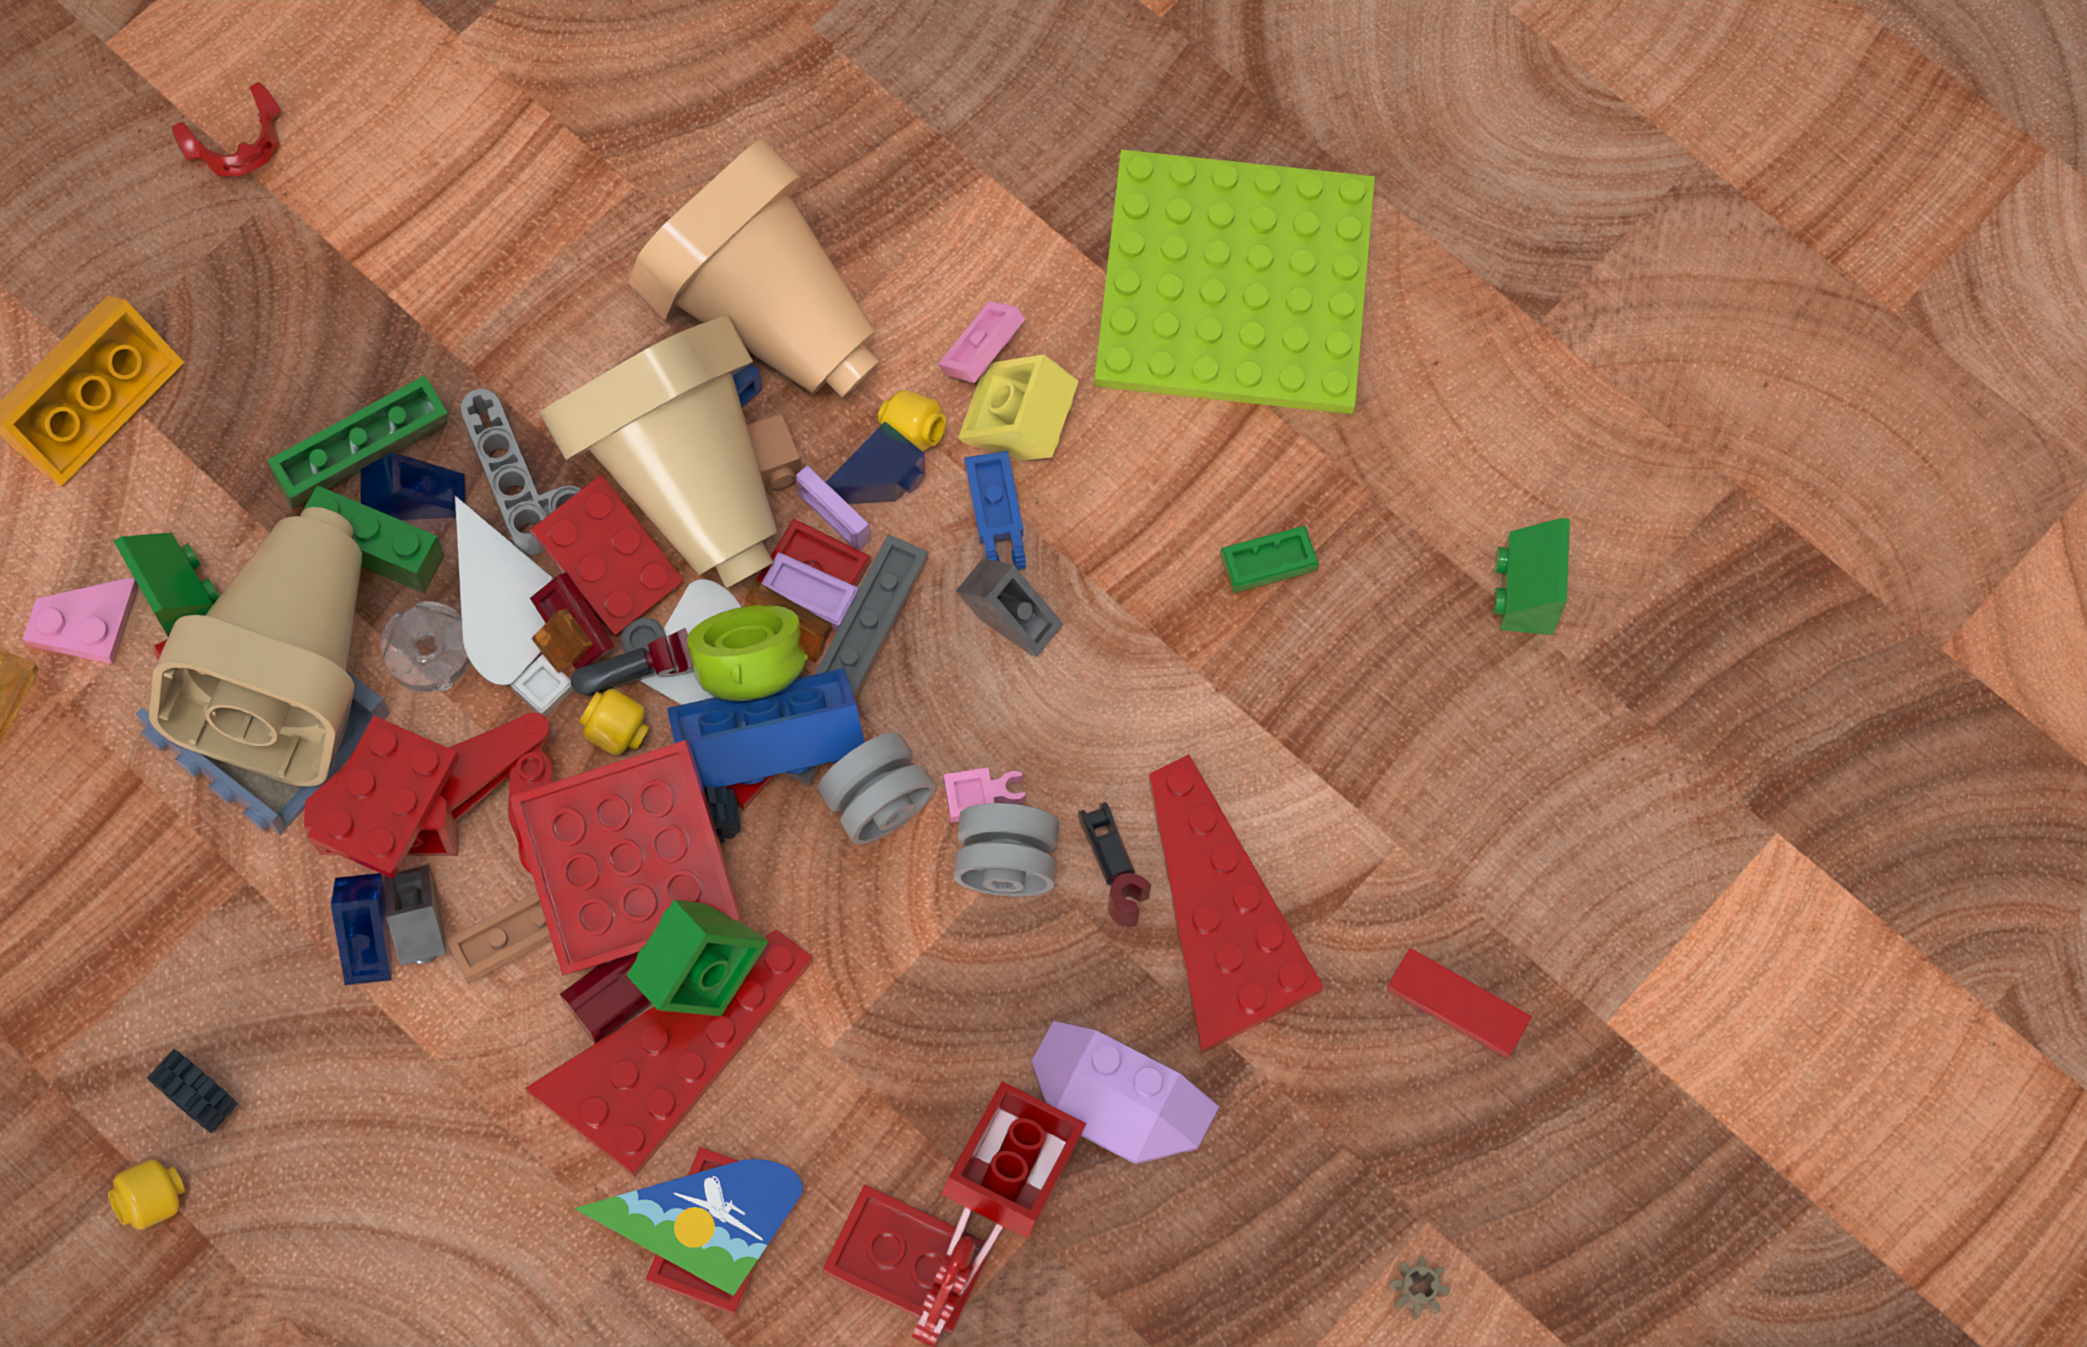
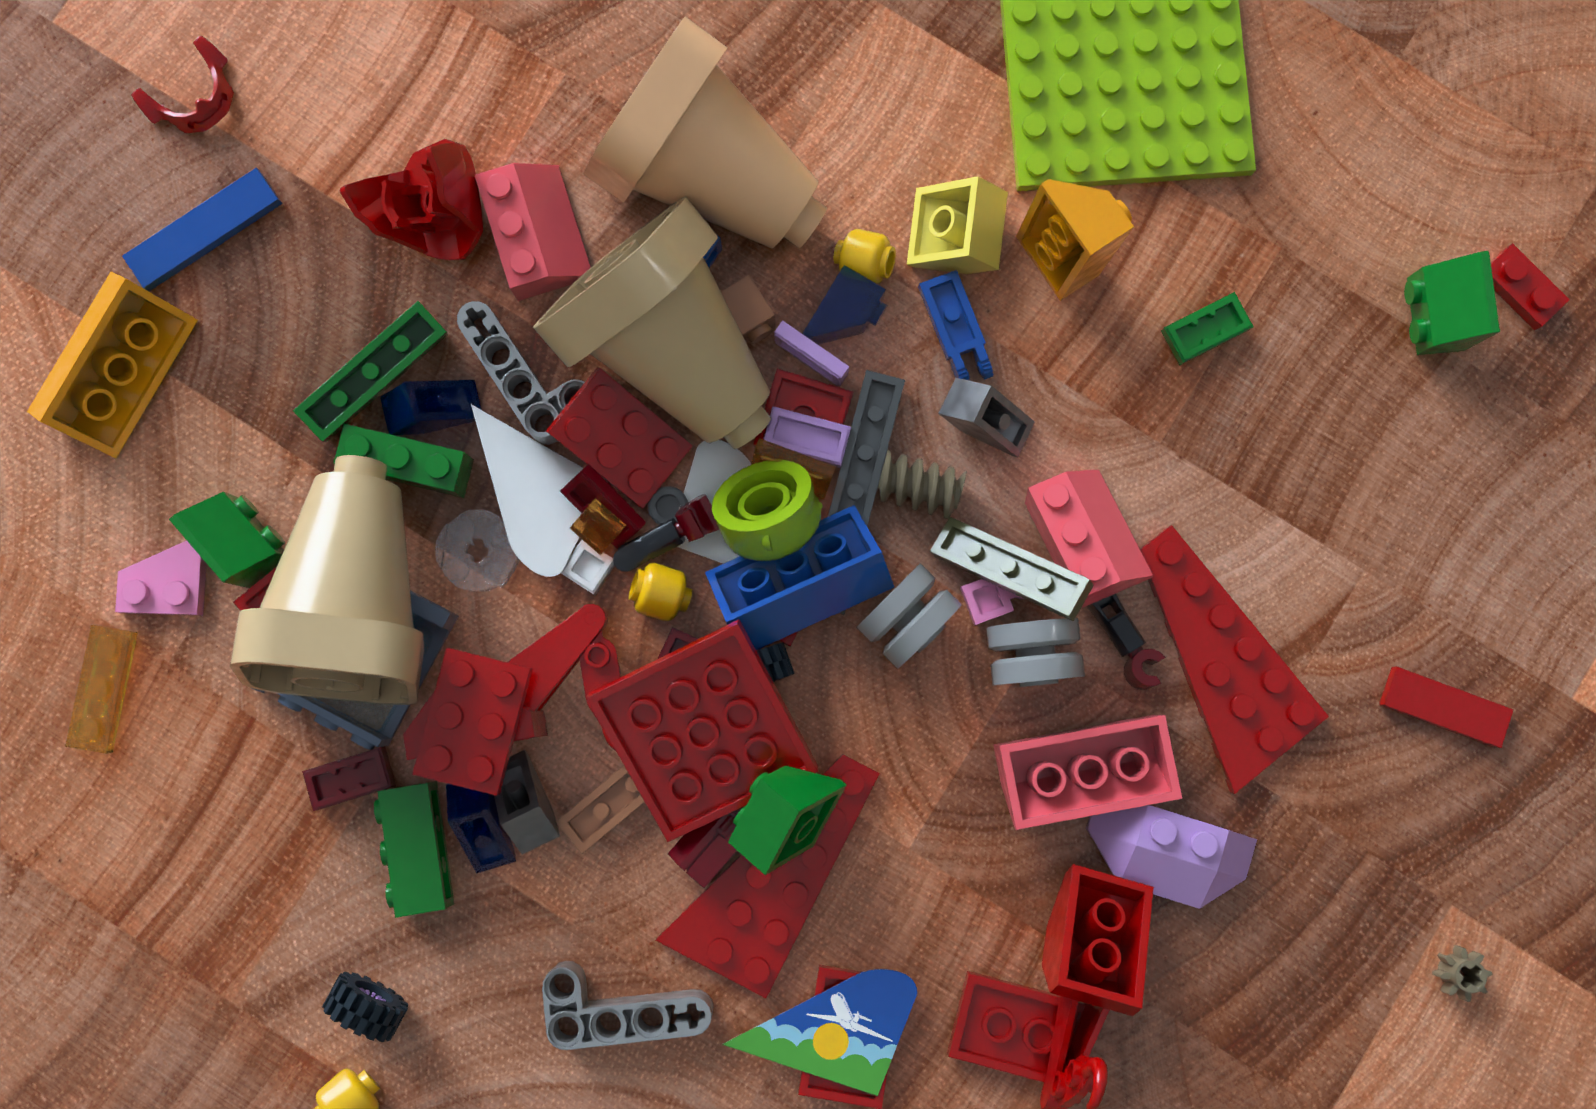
camera: 10 degrees left, 15 degrees up
(212, 272) = (202, 229): none -> blue tile
(230, 856) = (349, 778): none -> dark red plate
(284, 941) = (414, 849): none -> green brick
(455, 291) = (427, 205): none -> red piece
(480, 1156) = (627, 1008): none -> light grey beam
(562, 327) = (533, 227): none -> coral slope
(920, 663) = (920, 485): none -> dark tan piece
(981, 341) = (911, 169): bright pink plate -> none
(997, 757) = (1012, 568): none -> plate
(1038, 983) = (1088, 771): none -> coral slope
(1091, 744) = (1087, 532): none -> coral slope
(1129, 427) = (1073, 233): none -> light orange slope
(1628, 578) = (1525, 287): none -> red plate

